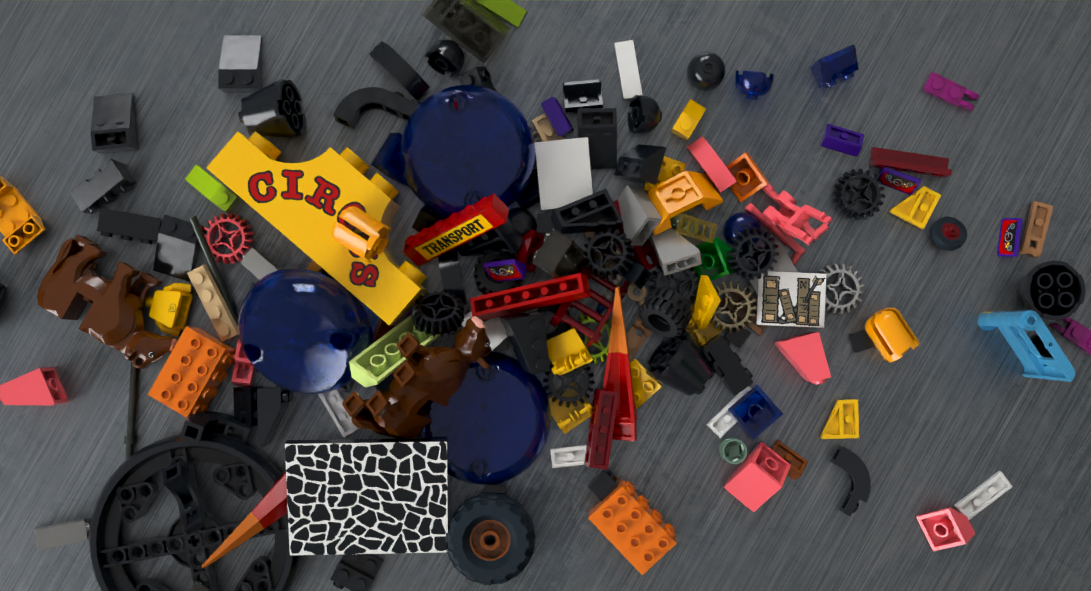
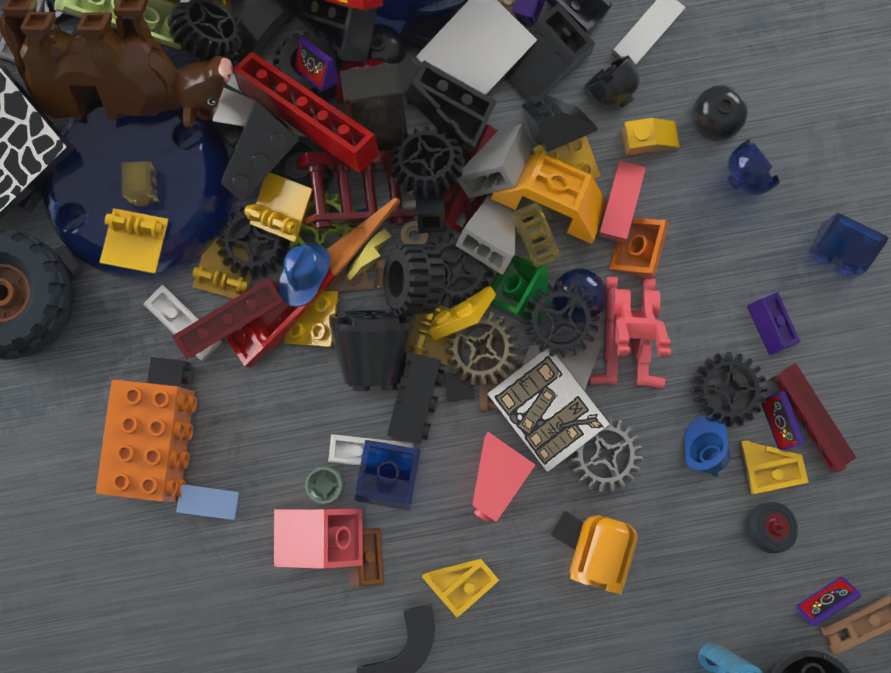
camera: 50 degrees right, 5 degrees down
(494, 418) = (139, 182): none -> clear yellow brick
(523, 446) = (133, 240): none -> yellow hinge
(612, 369) = (303, 273): none -> blue piece
(630, 327) = (368, 254): none -> light yellow slope
(689, 519) = (208, 502): none -> light blue slope
(878, 231) = (707, 445): none -> blue piece

